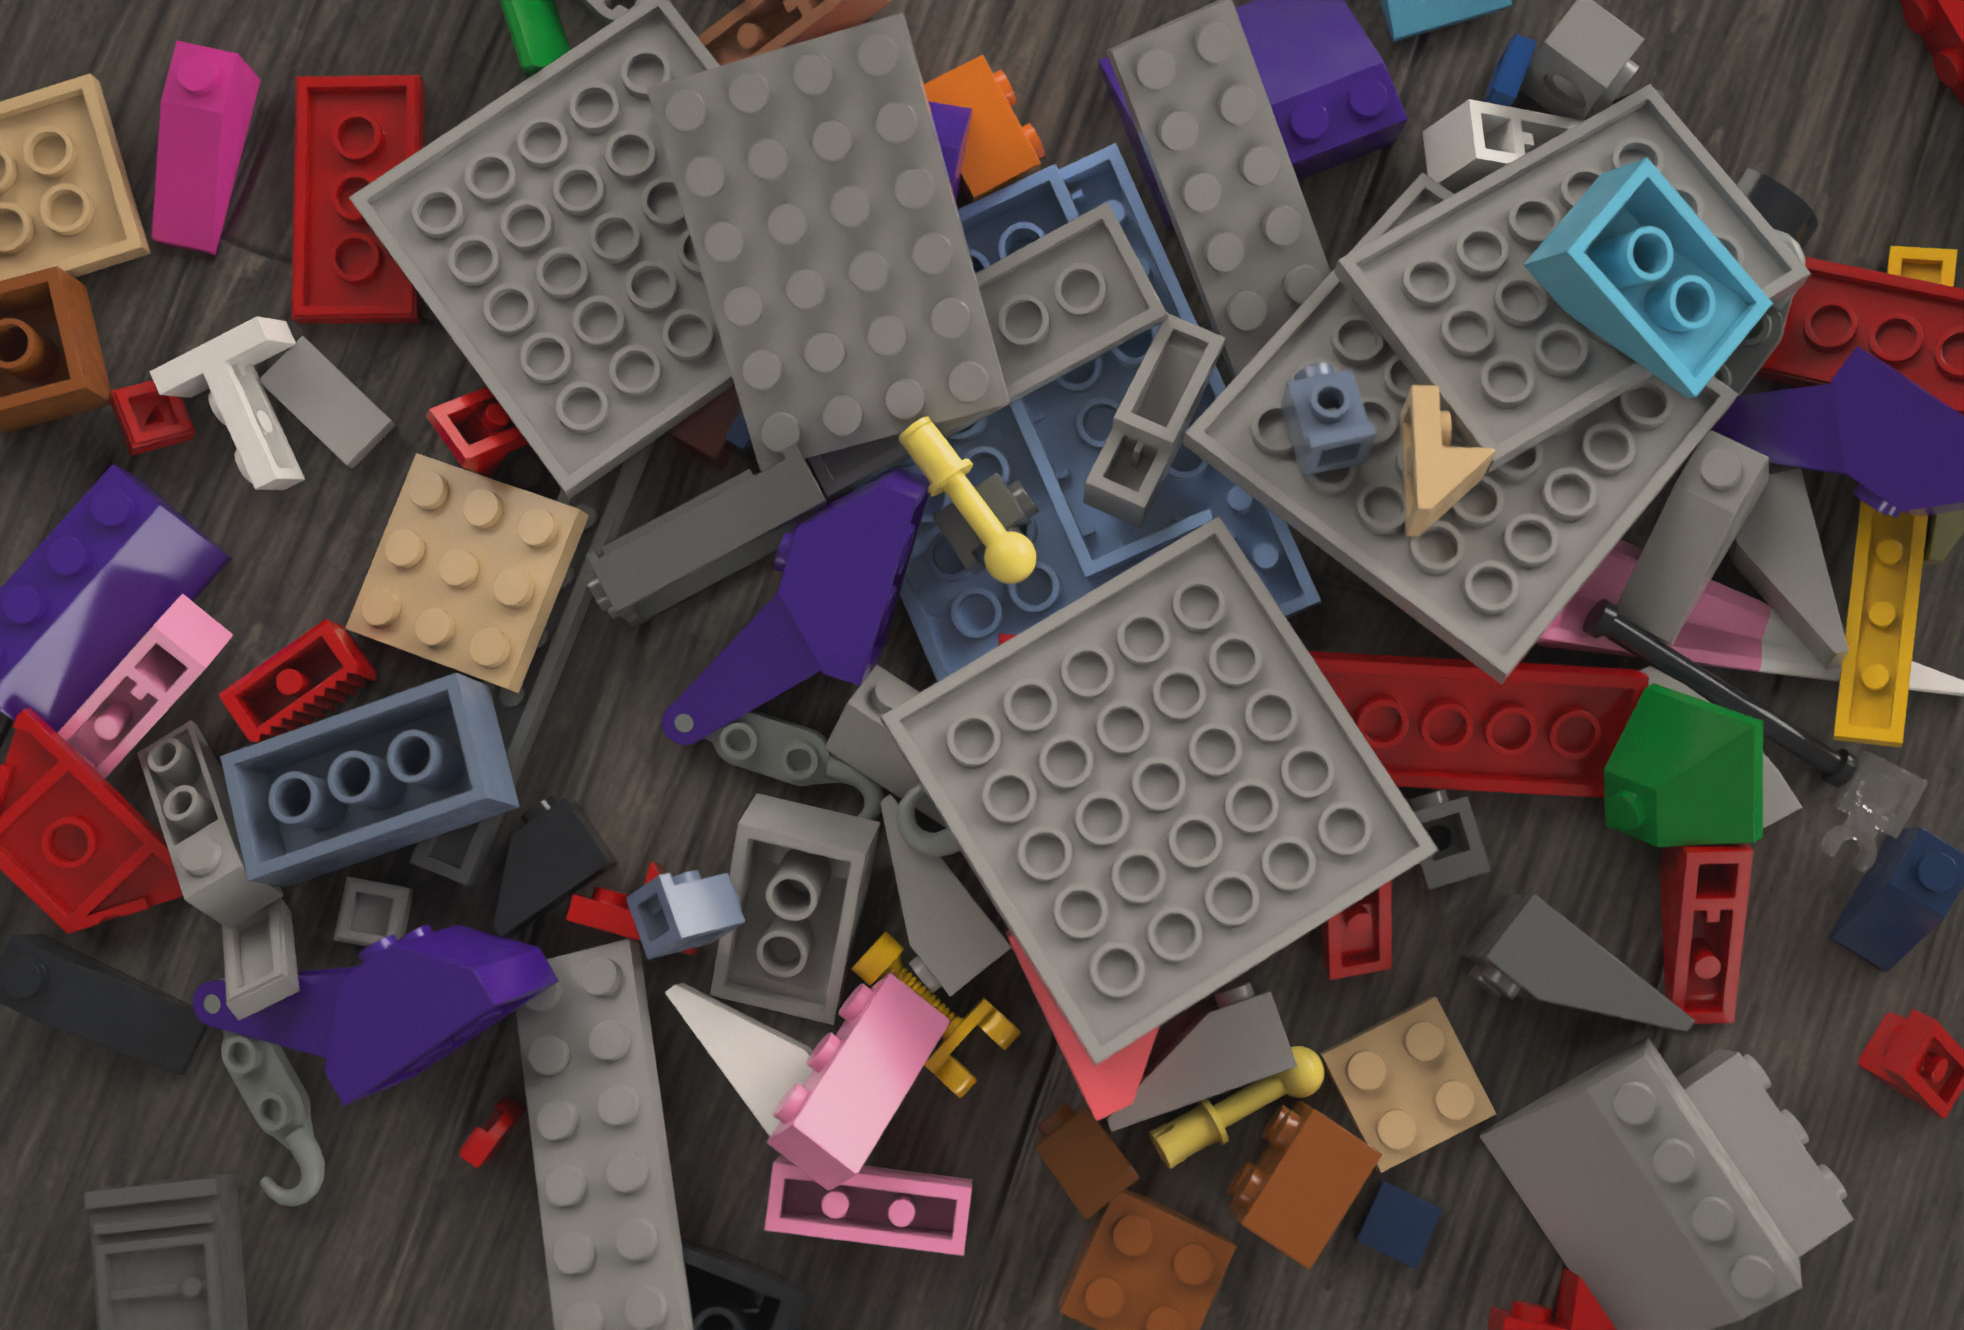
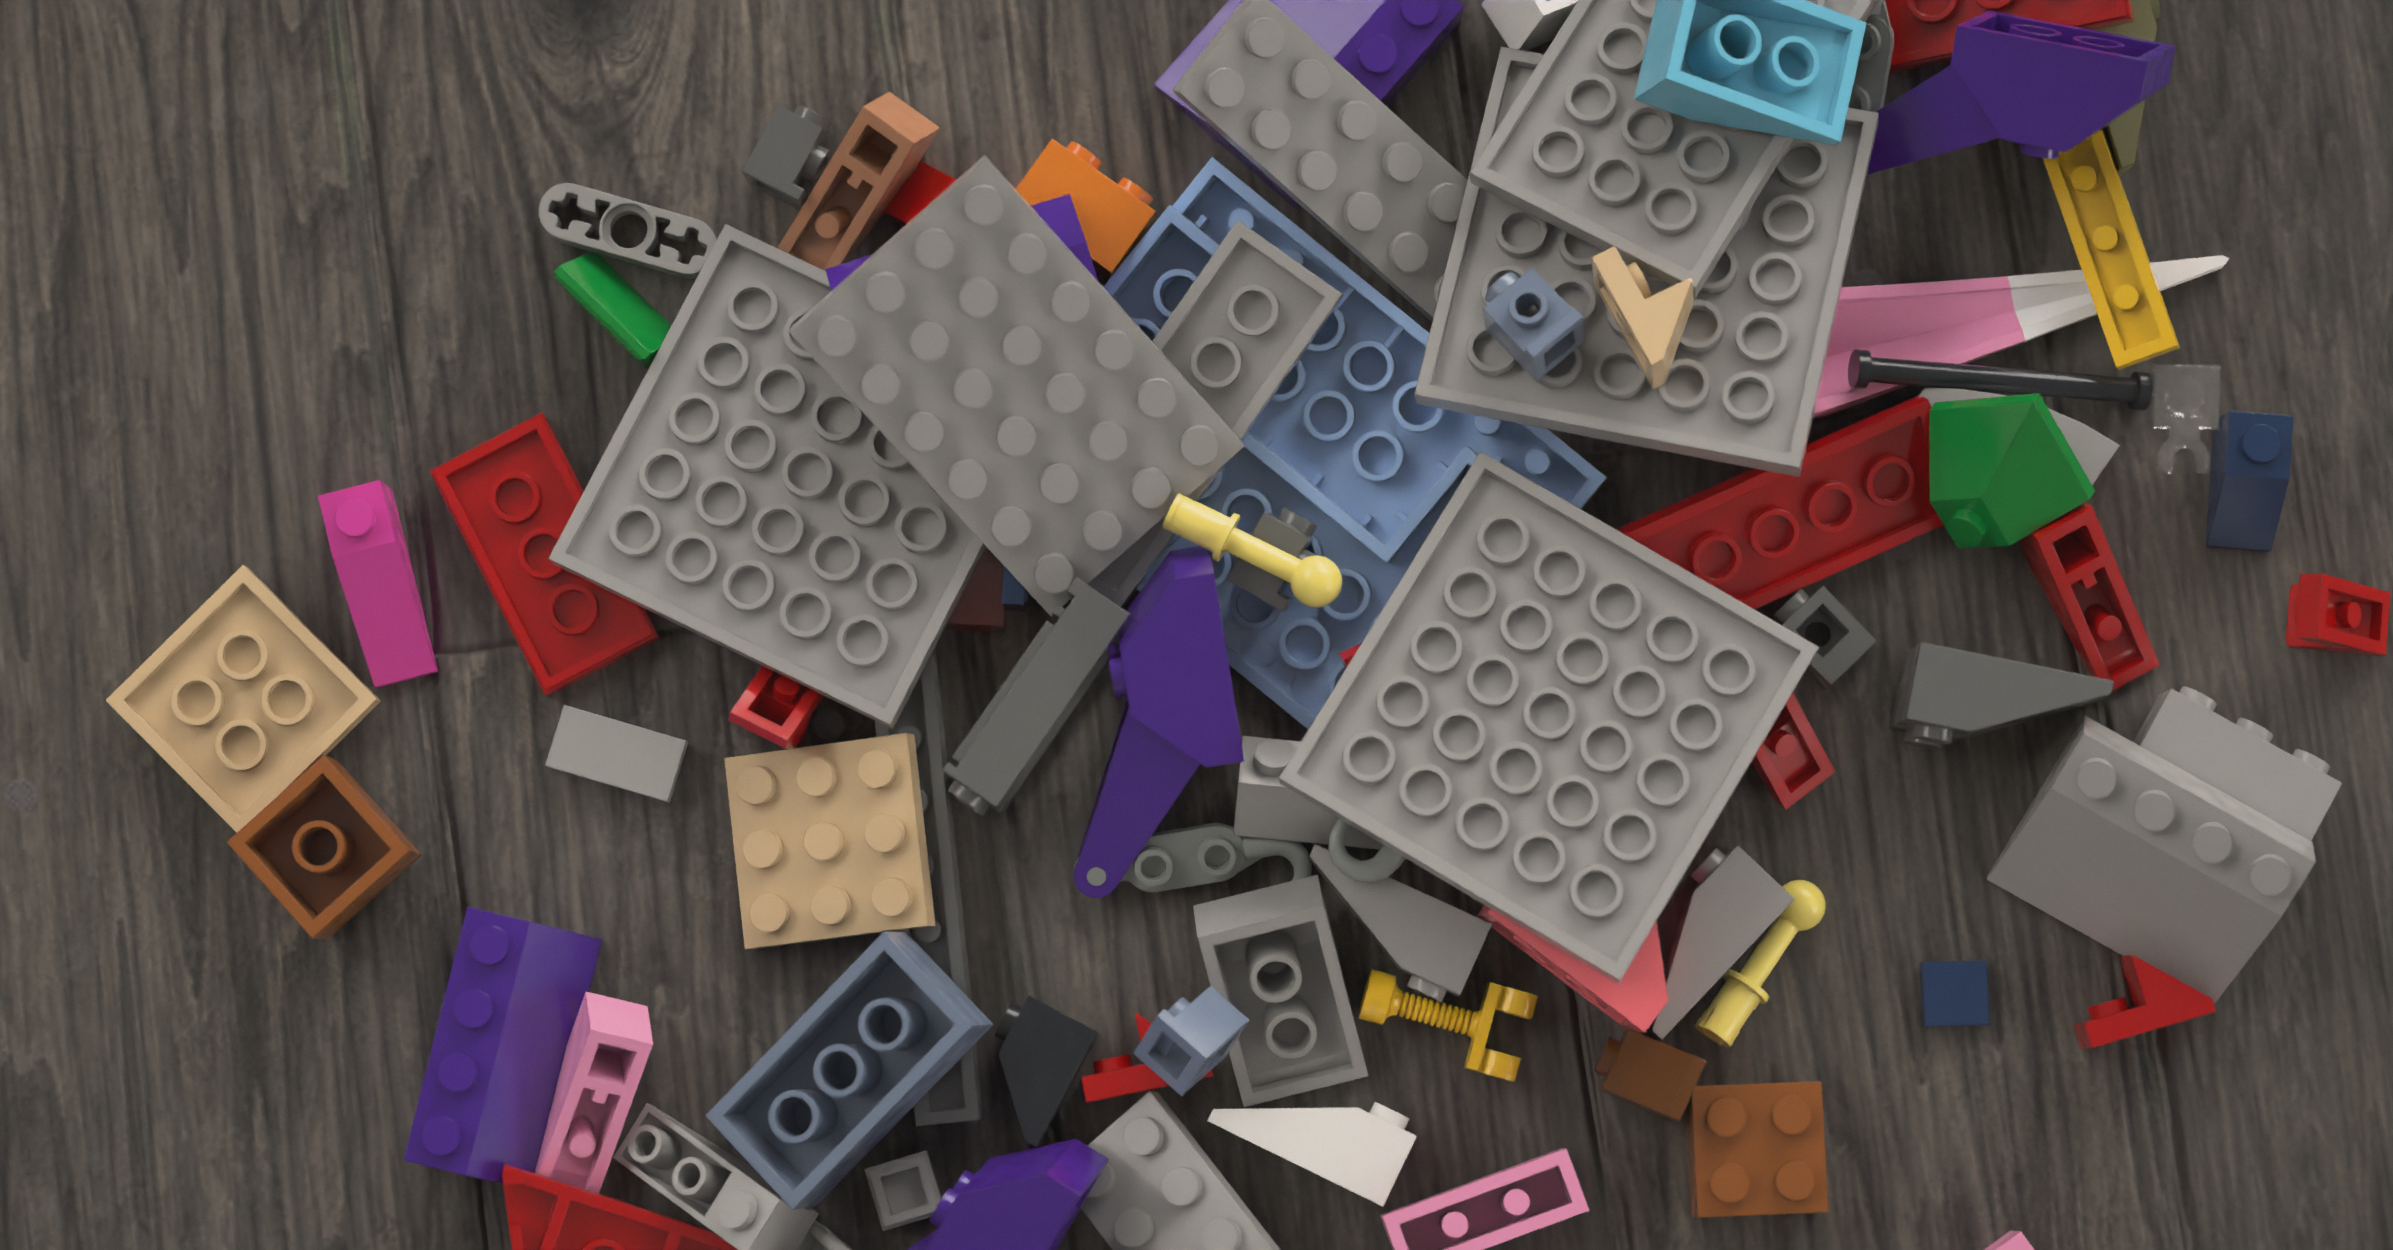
camera: 25 degrees left, 0 degrees up
(150, 419) = (465, 847): red tile -> none
(239, 398) = (541, 791): white bracket -> none
(299, 683) = (735, 1018): red brick -> none
(856, 1081) = (1418, 1107): bright pink brick -> none
(1153, 420) = (1376, 392): light grey slope -> none
(1301, 1181) = (1848, 995): dark orange brick -> none
(1407, 1083) = (1900, 866): tan plate -> none
(1693, 534) = (1903, 255): light grey slope -> none
(1786, 565) = (1987, 227): light grey slope -> none

